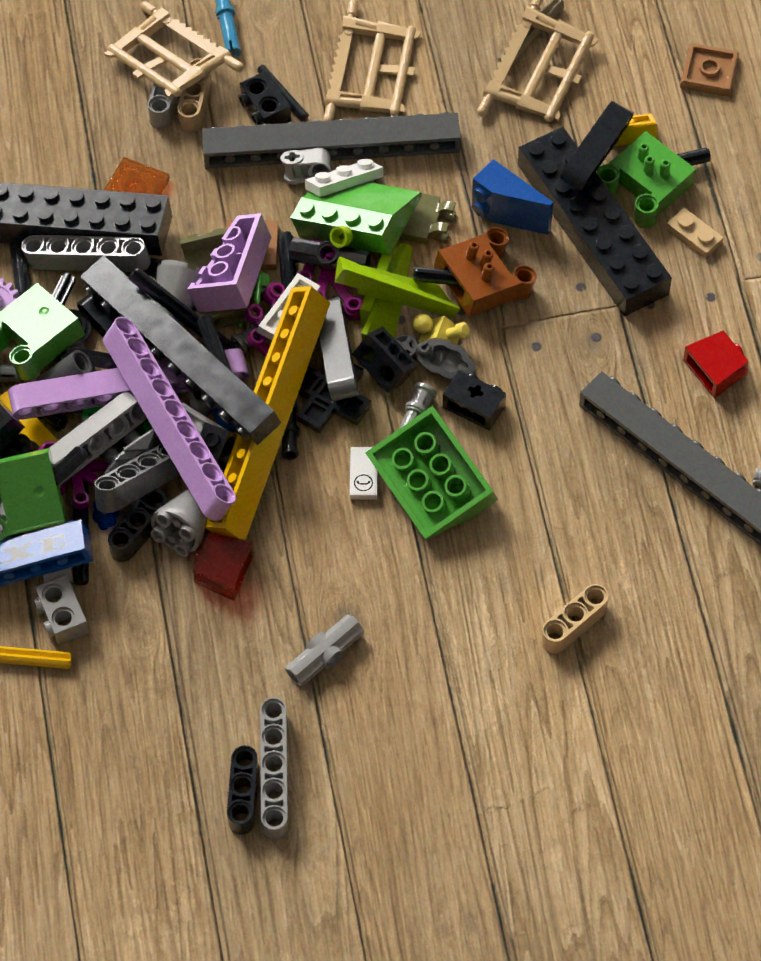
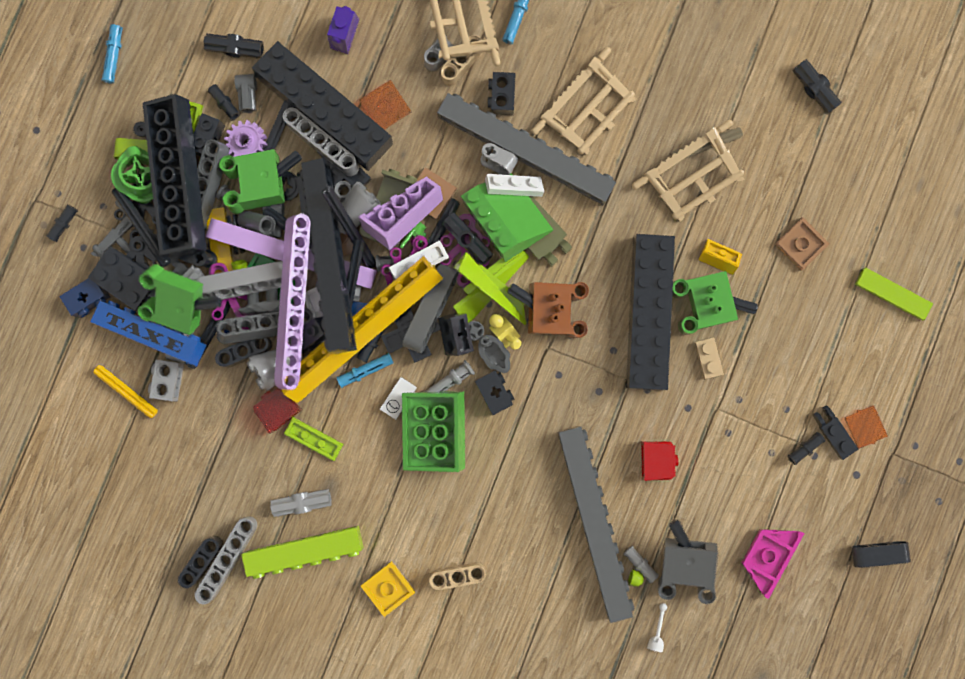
camera: 30 degrees right, 25 degrees up
(34, 134) = (342, 29): none -> dark purple torso
(285, 486) = (364, 370): none -> dark azure pin
(290, 575) = (313, 439): none -> lime tile
(295, 106) = (520, 91): black bar -> none
(338, 231) = (478, 236): lime hinge -> none
(364, 702) = (302, 551): none -> lime brick
(500, 684) = (388, 589): none -> yellow plate
(510, 200) = (604, 265): blue slope -> none
(596, 146) = (683, 268): black beam -> none

